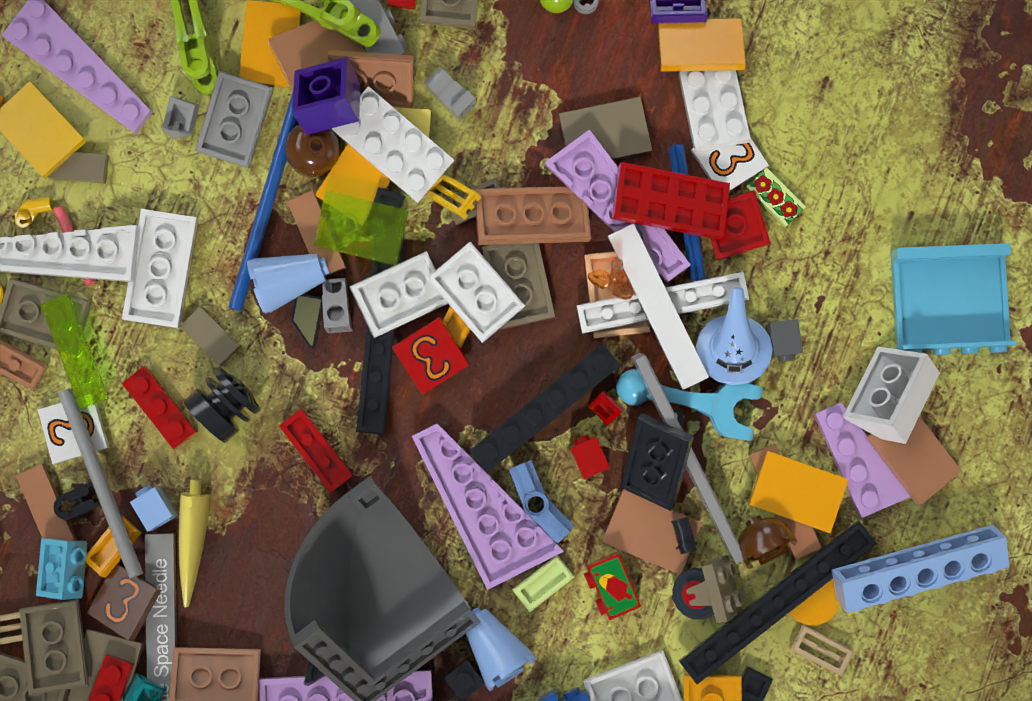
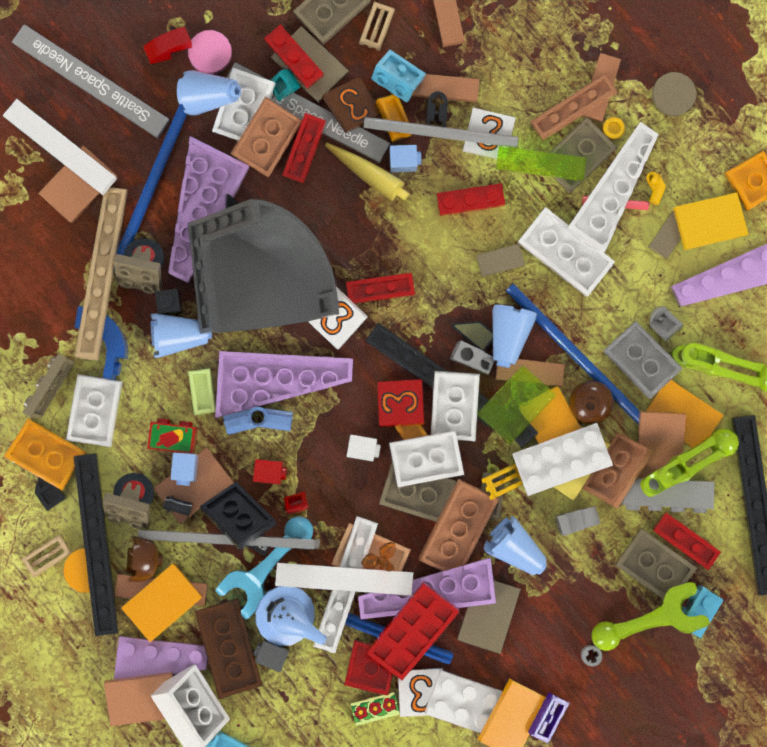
camera: 115 degrees right, 0 degrees up
(54, 647) = (348, 42): dark tan tile -> none
(203, 627) = (304, 148): none -> red plate
(219, 407) = (446, 240): black wheel -> none
(326, 96) = (620, 431): dark purple brick -> none
(385, 469) = (340, 327): none -> white tile
(504, 368) = (363, 448): none -> white brick
(516, 143) = (515, 547): none -> light blue cone
(544, 408) = (319, 460): black brick -> none
(639, 552) = (184, 468): none -> light blue brick
(804, 391) = (228, 648): none -> reddish brown tile
(920, 568) = (60, 656): light blue brick -> none

